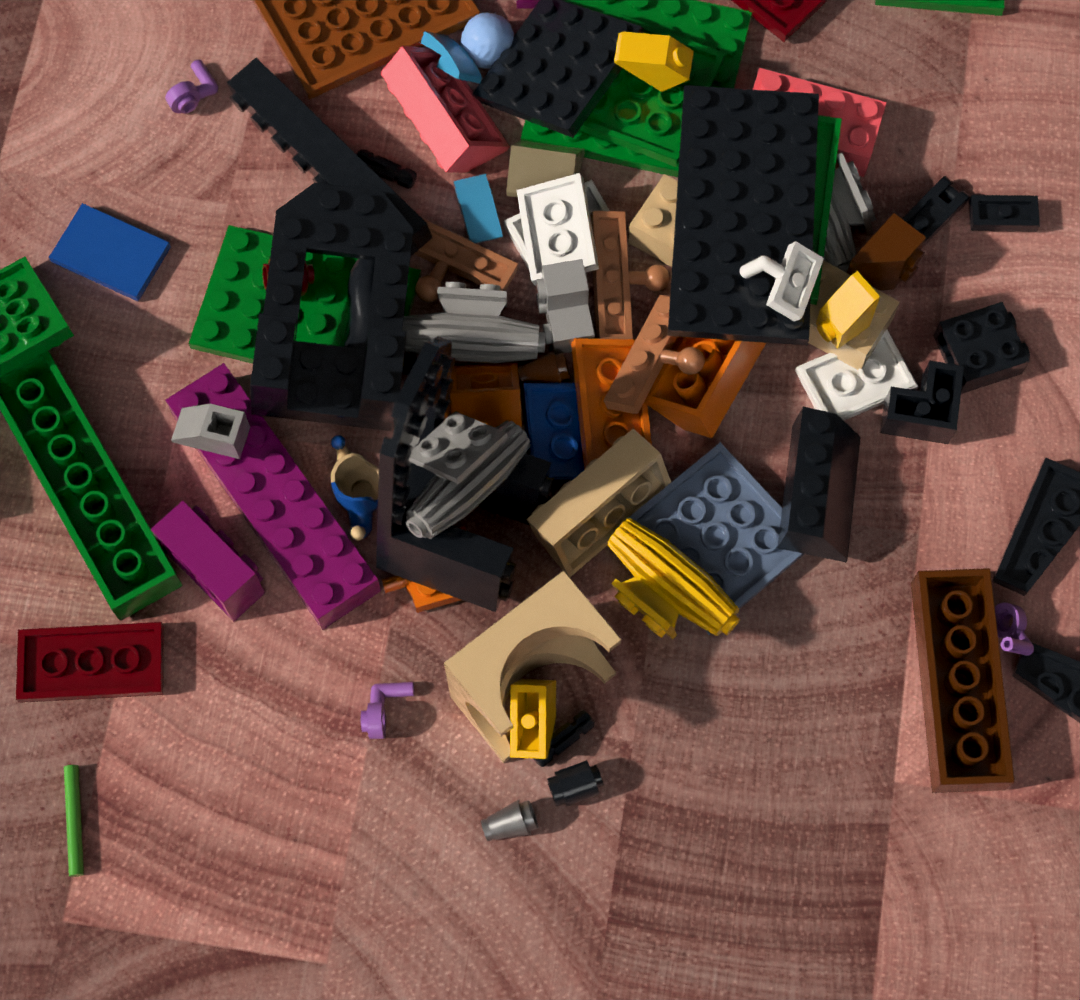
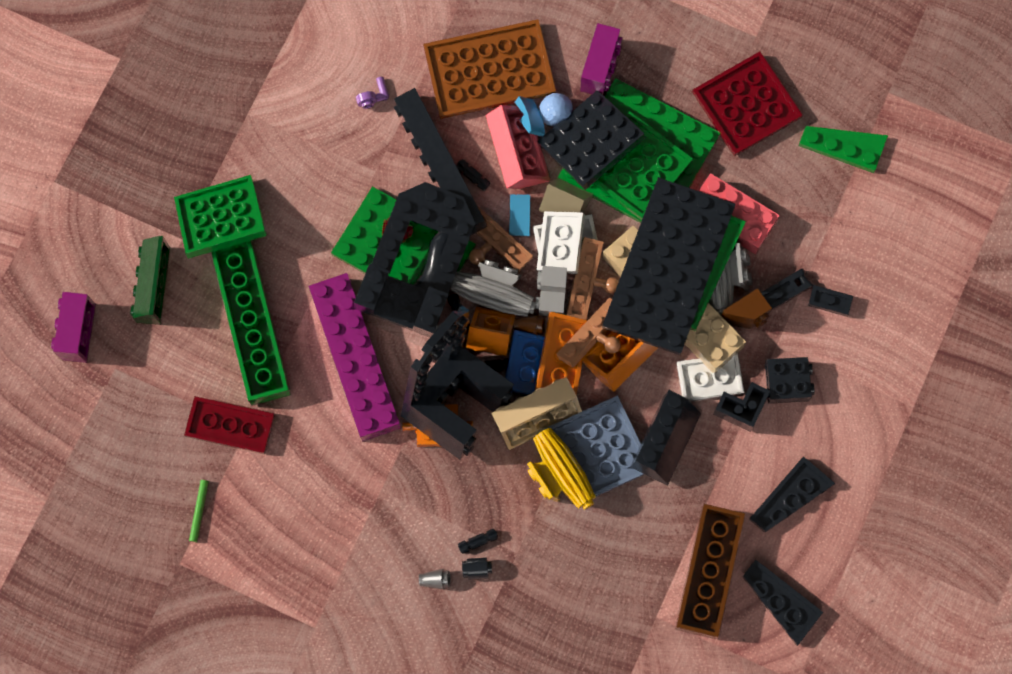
camera: 20 degrees right, 5 degrees up
(110, 252) = (300, 184): blue tile -> none
(209, 559) = (309, 386): magenta brick -> none
(212, 429) = (329, 313): light grey slope -> none
(355, 487) = (399, 365): tan piece -> none
(374, 718) = (376, 501): medium lavender plate -> none
(467, 466) = (461, 376): light grey plate -> none
(532, 717) = (463, 524): yellow slope -> none
(545, 629) = (481, 478): tan piece -> none
(654, 58) = (645, 155): yellow slope -> none
(793, 279) = (680, 316): white plate -> none
(848, 311) = (708, 343): yellow slope -> none
(1013, 637) = (748, 546): medium lavender plate -> none

